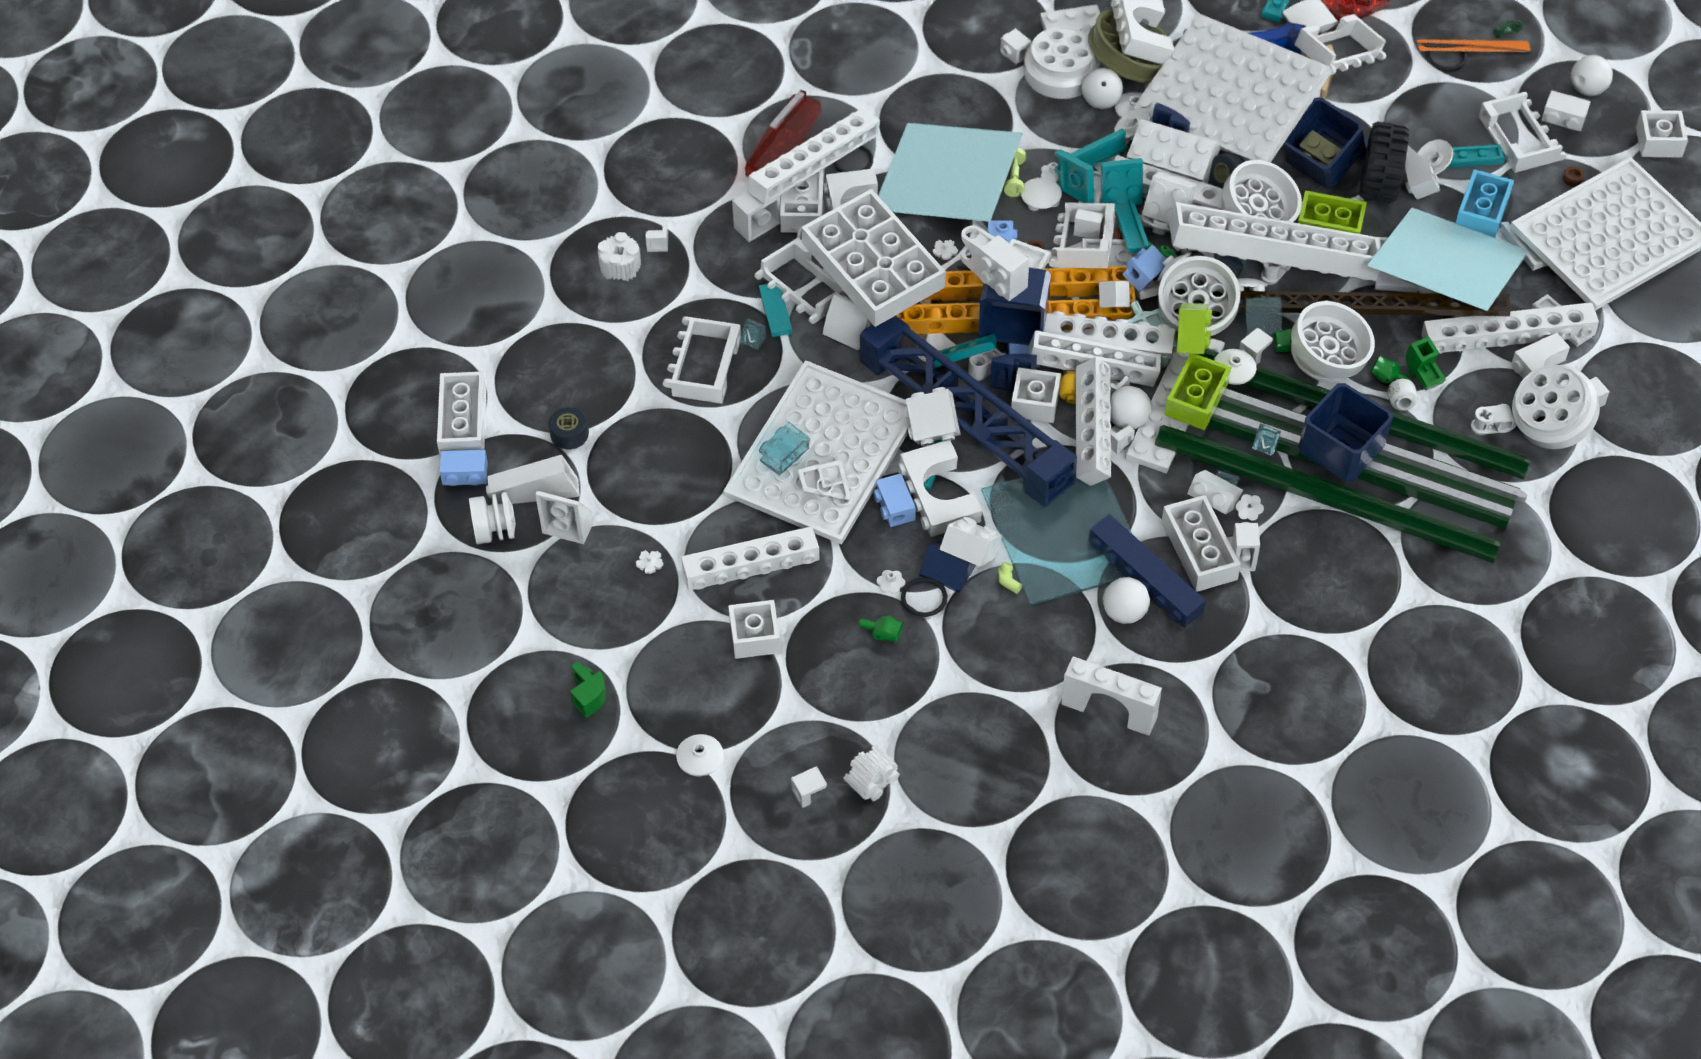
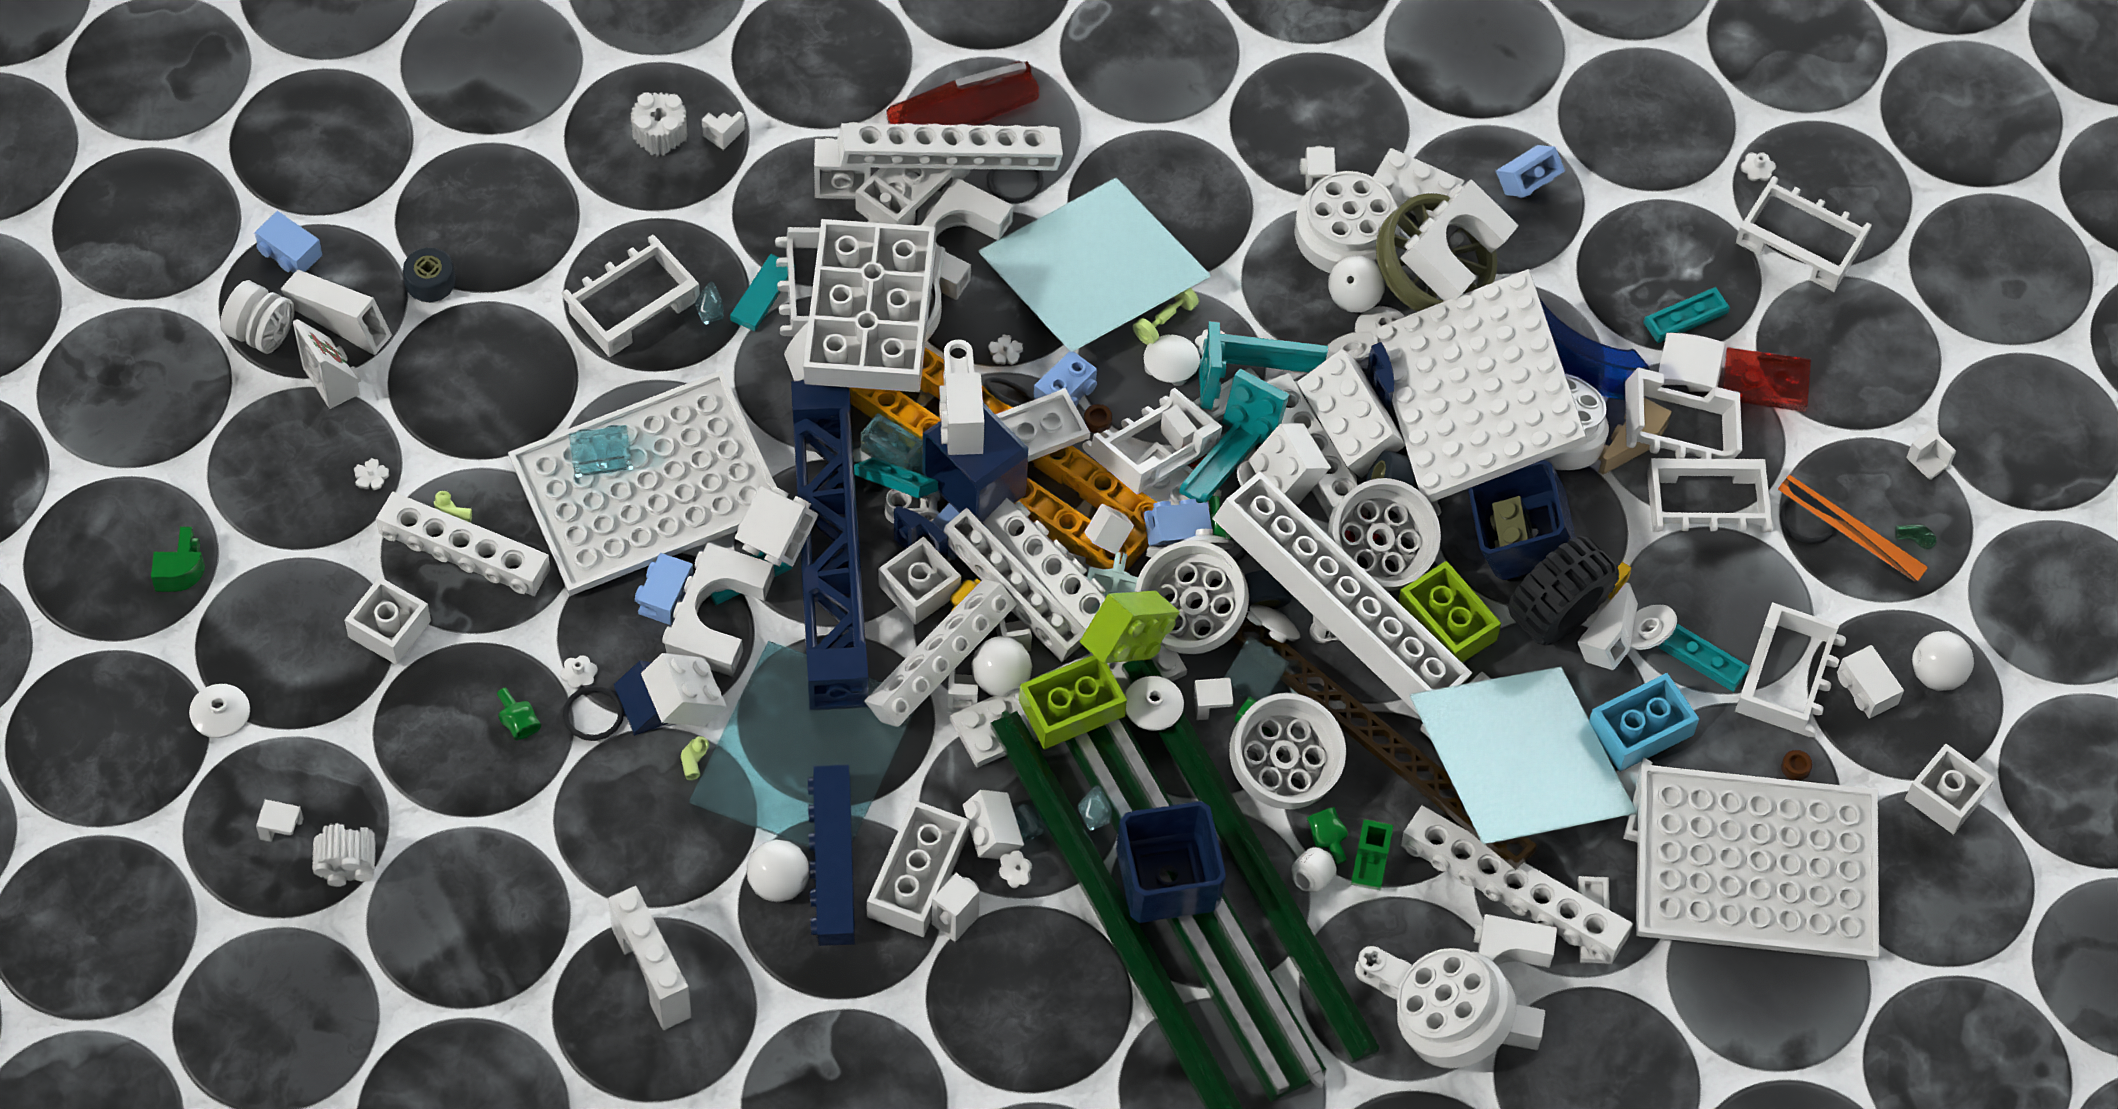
camera: 35 degrees right, 5 degrees up
(461, 411) = (340, 185): white brick -> none
(711, 543) = (444, 504): none -> yellowish green arm
(826, 480) = (611, 516): white slope -> none
(944, 333) = (891, 443): none -> clear light blue brick
(1399, 49) = (1742, 472): none -> white hinge

